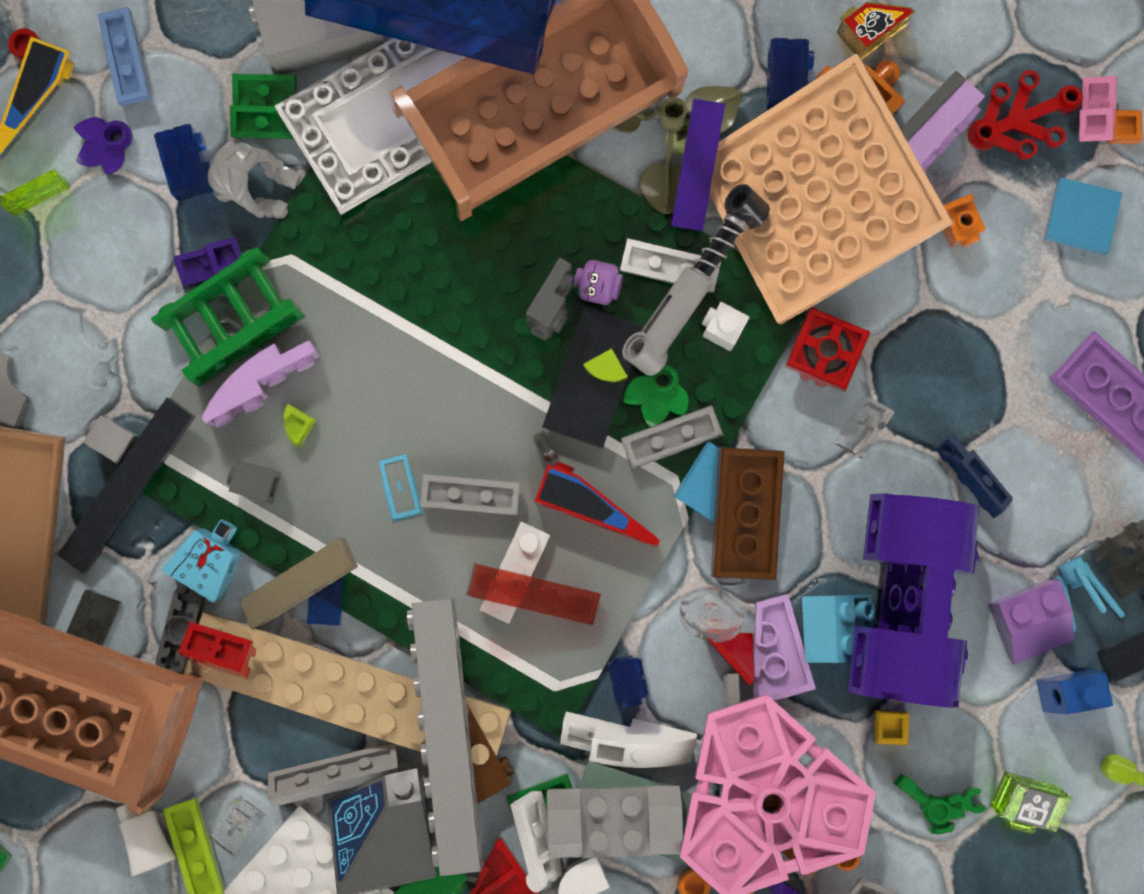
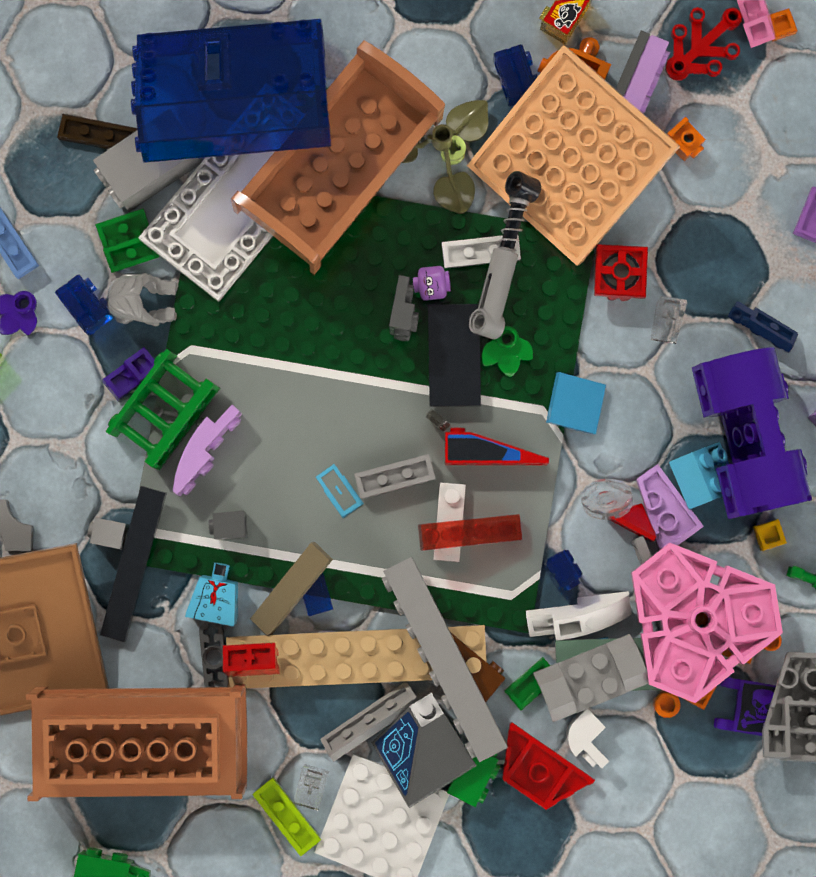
camera: 20 degrees left, 0 degrees up
(94, 616) = (145, 670): clear smoke slope -> none
(143, 840) = (246, 821): white plant -> none
(297, 425) = (244, 471): lime tile -> none
(532, 829) = (536, 710): white plate -> none
(606, 367) = (461, 344): lime tile -> none
(672, 437) = (529, 379): light grey tile -> none
(697, 165) = (473, 168): dark purple tile -> none
(724, 325) = (538, 281): white brick -> none
(747, 513) = (606, 415): reddish brown tile -> none
(1083, 216) = (774, 103): dark azure tile -> none

